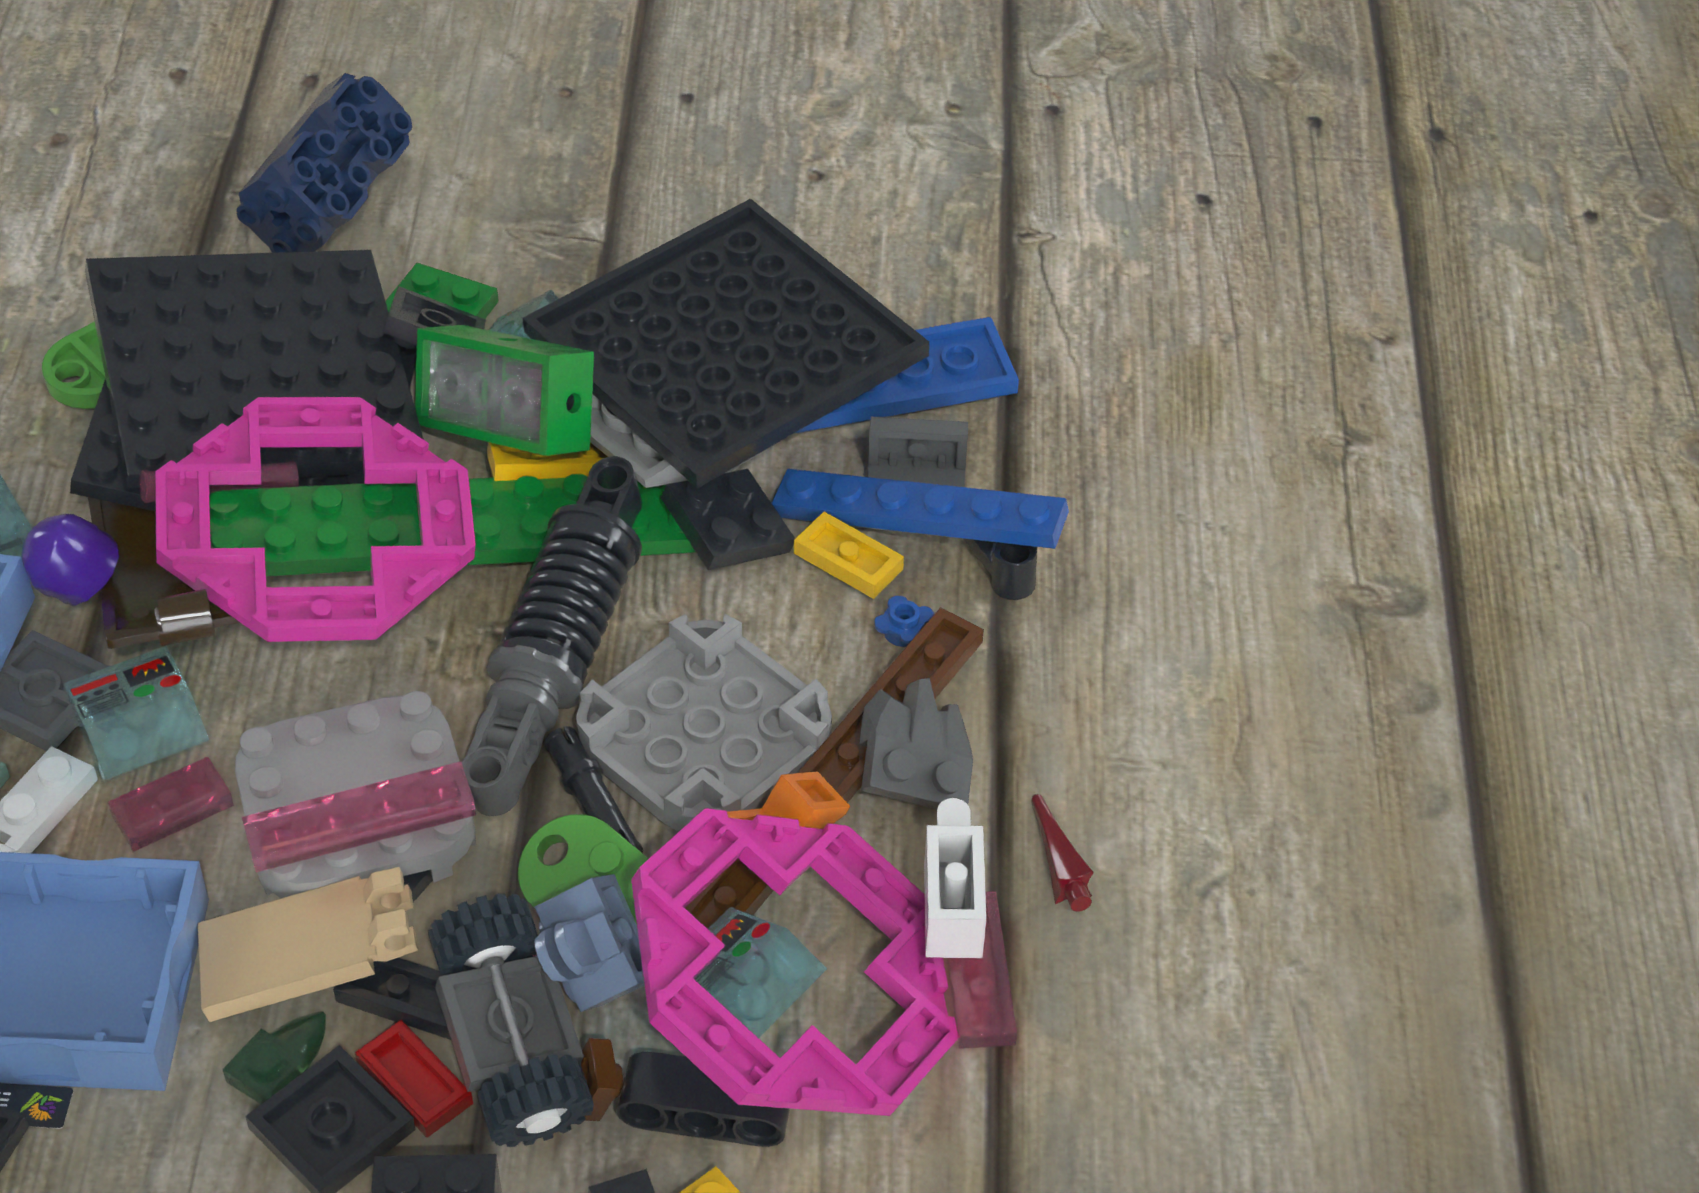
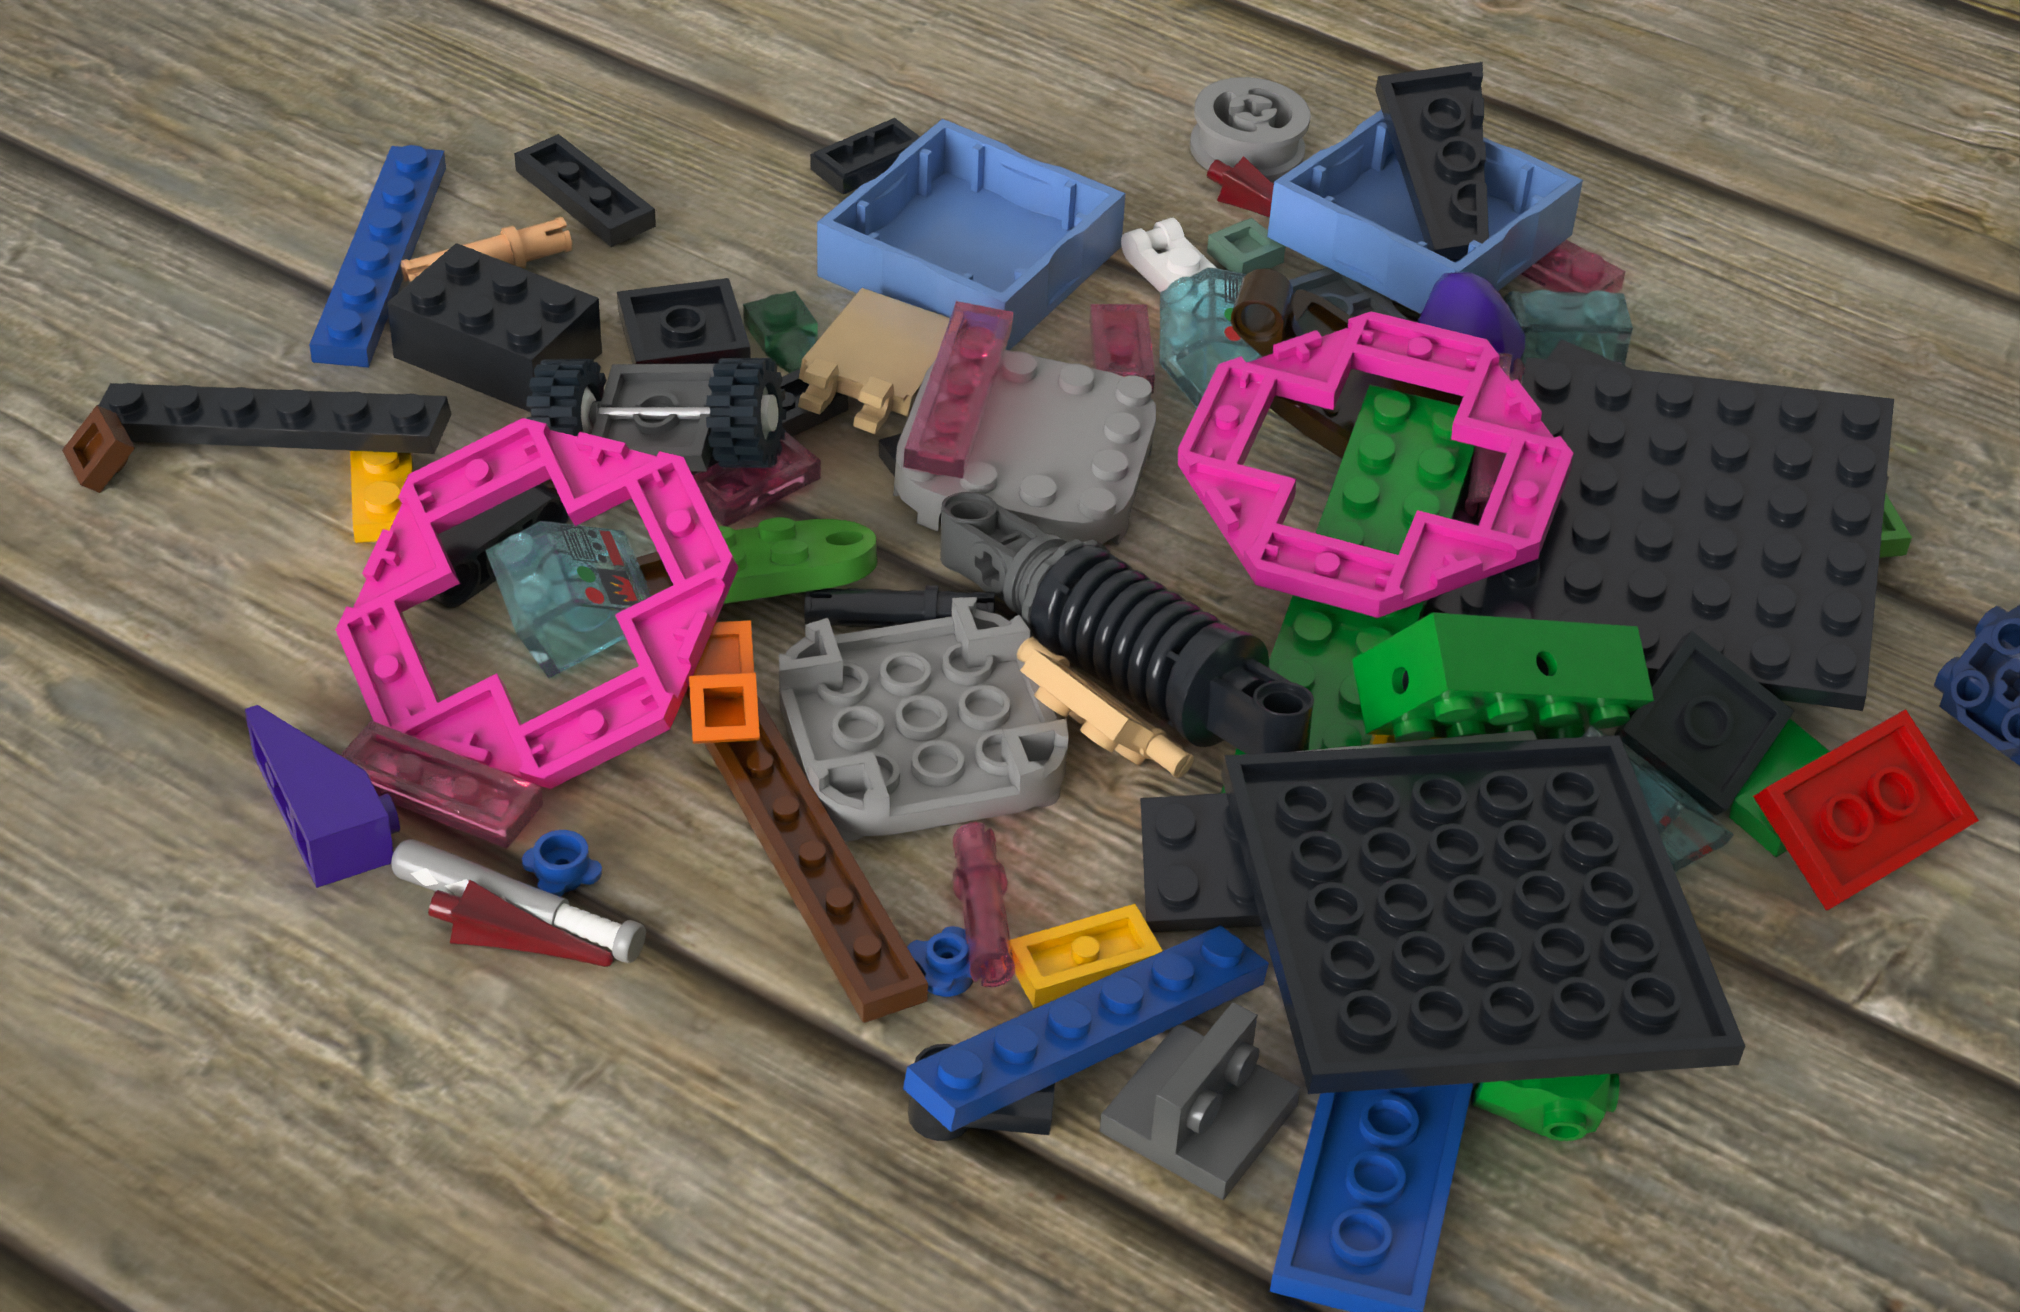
camera: 120 degrees right, 5 degrees down
(453, 249) = (1865, 809): none -> red plate
(590, 943) = (727, 482): sand blue brick -> none
(643, 612) = (1103, 715): none -> tan plate
(835, 623) = (980, 886): none -> clear pink pin
(915, 748) = (734, 850): dark grey plate -> none
(954, 884) = (512, 748): white brick -> none
(1001, 859) = (561, 862): none -> blue plate
(1041, 889) = (450, 873): none -> light grey piece
(1059, 1010) = (323, 800): none -> dark purple slope

